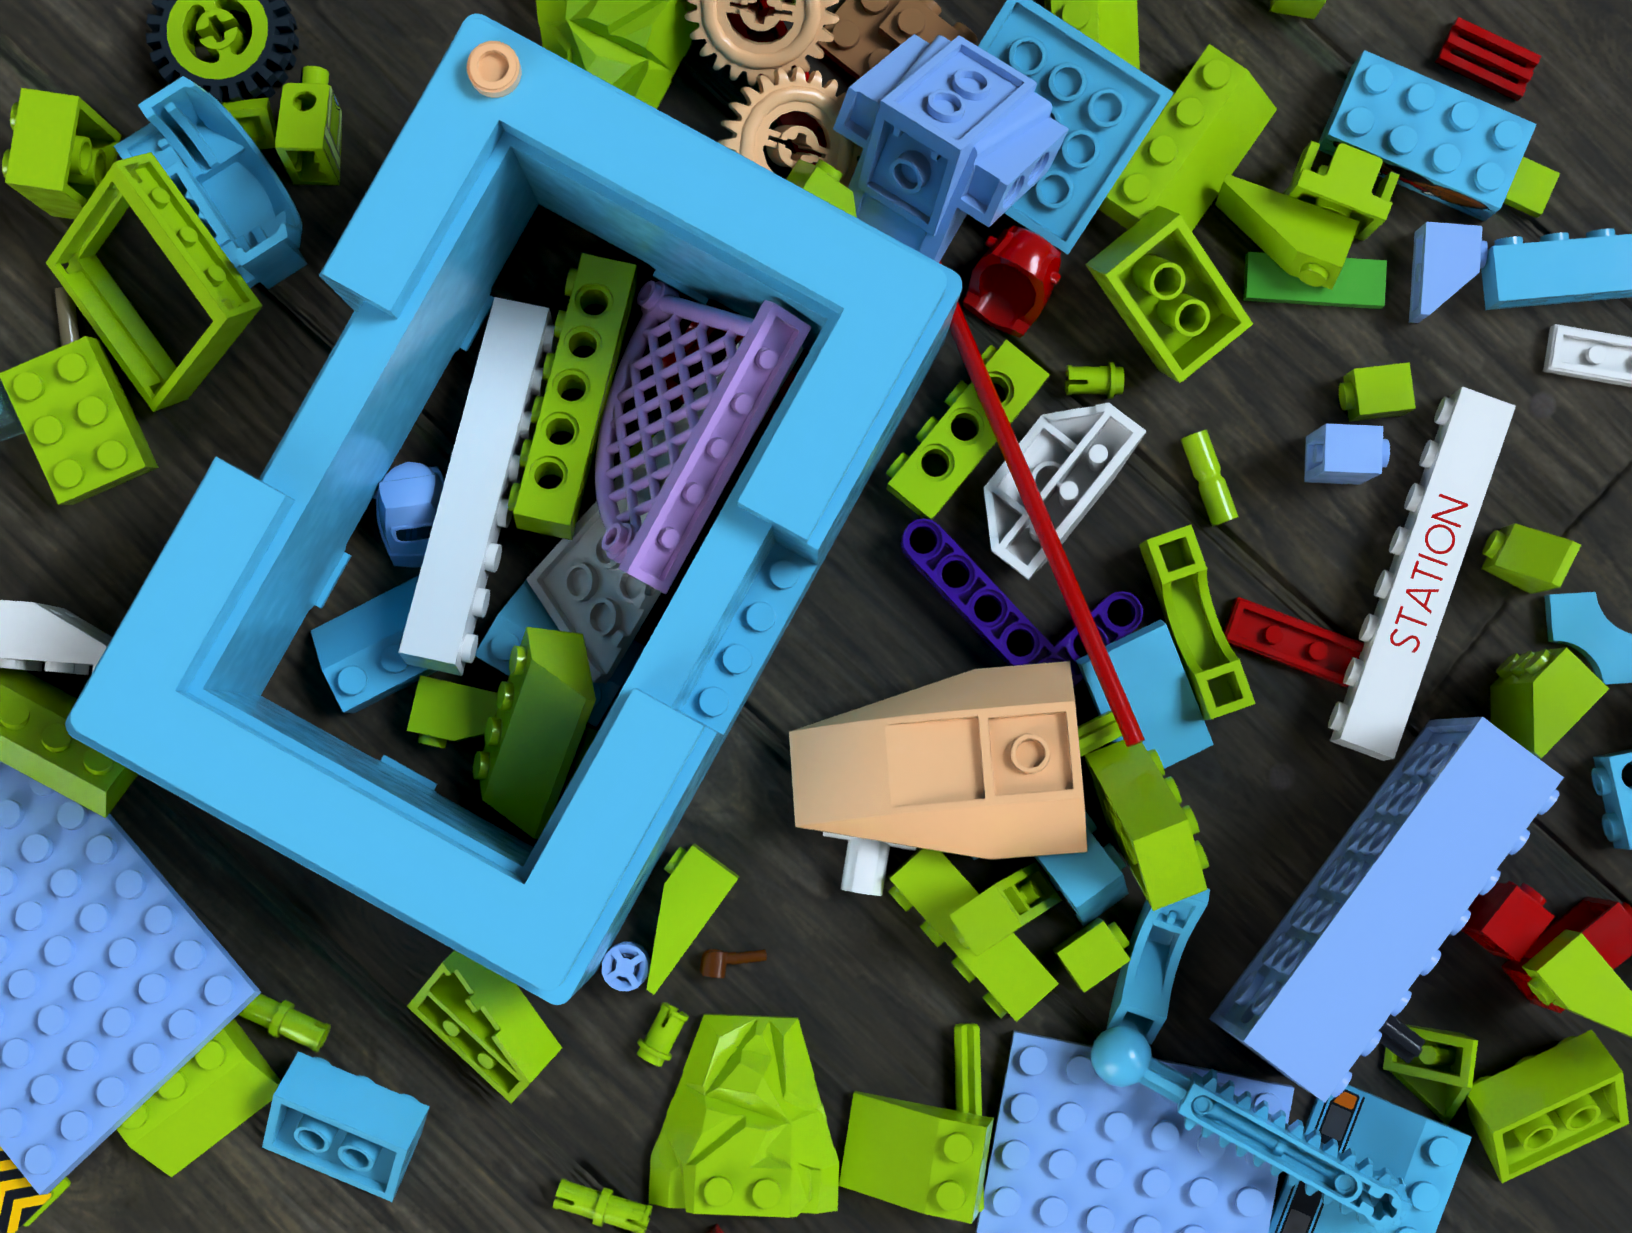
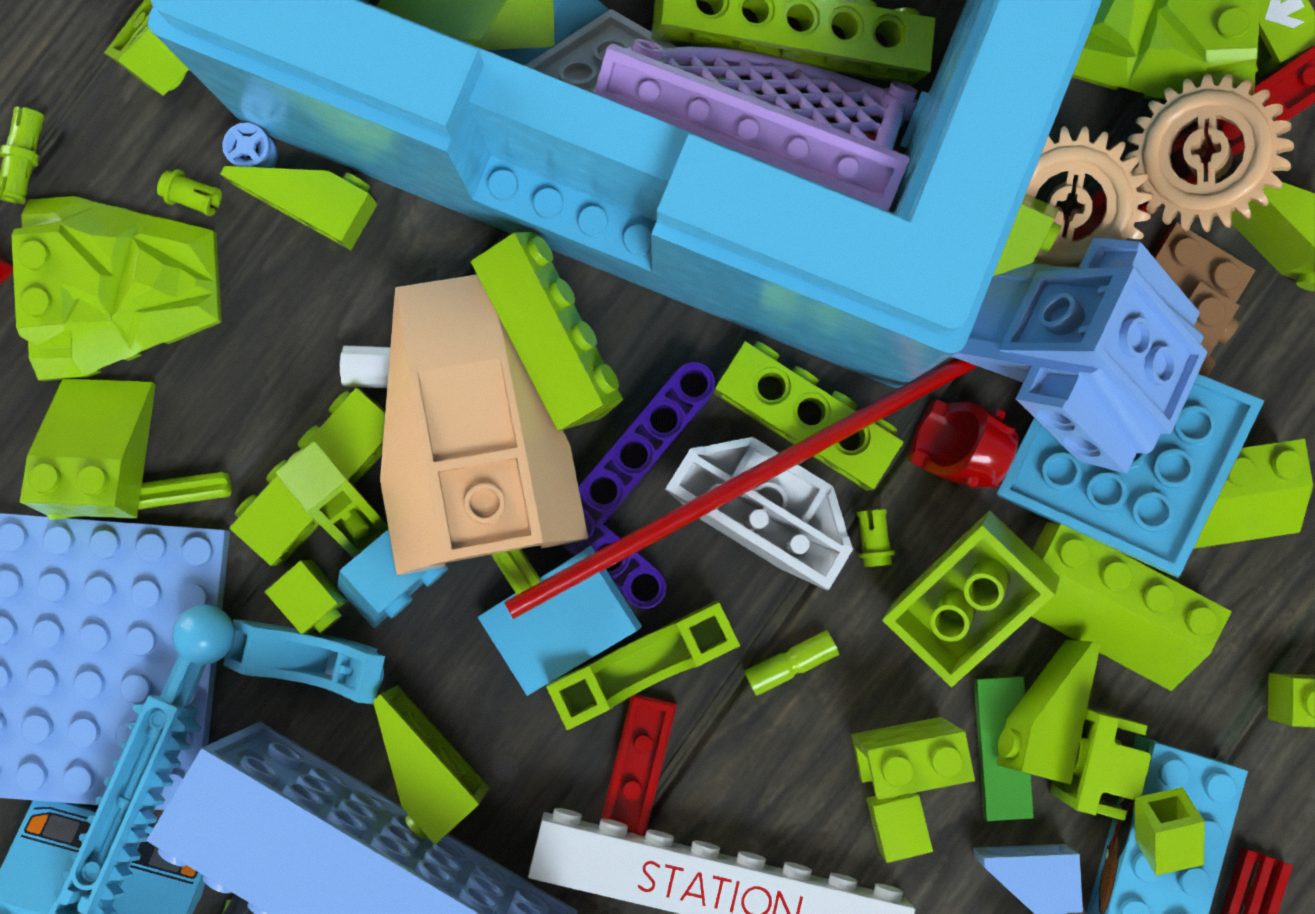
camera: 85 degrees right, 0 degrees up
(715, 961) = (267, 236): reddish brown hand -> none
(859, 676) = (547, 330): none -> lime slope
(1148, 822) = (429, 632): lime brick -> none
(1287, 842) = (429, 773): none -> lime slope
(1316, 370) = (913, 757): none -> lime panel
(1345, 454) = (831, 796): light blue brick -> none
(1414, 135) = (1169, 831): none -> lime brick

